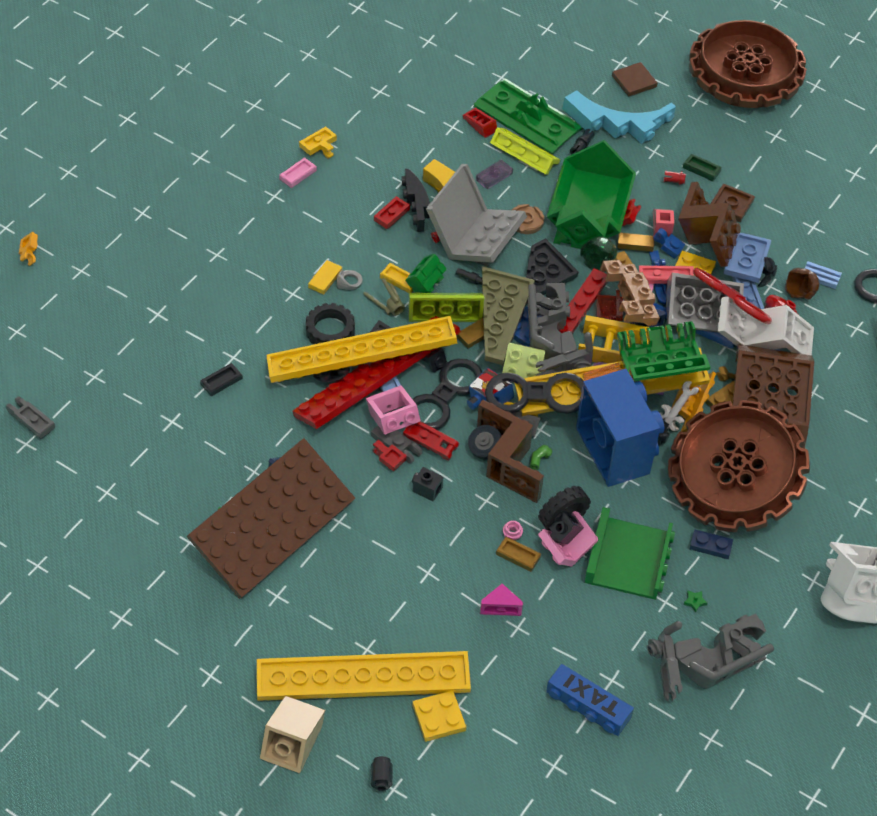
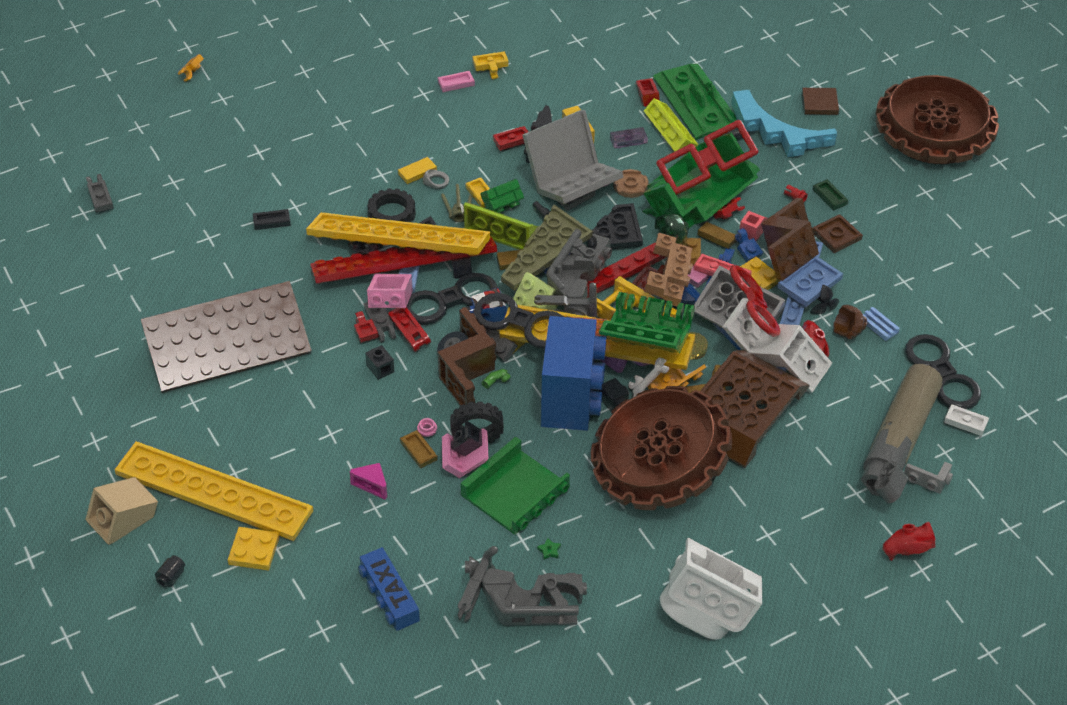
camera: 30 degrees right, 5 degrees down
(589, 169) = (707, 157): none -> red bar
(711, 544) = (599, 509): dark blue plate -> none

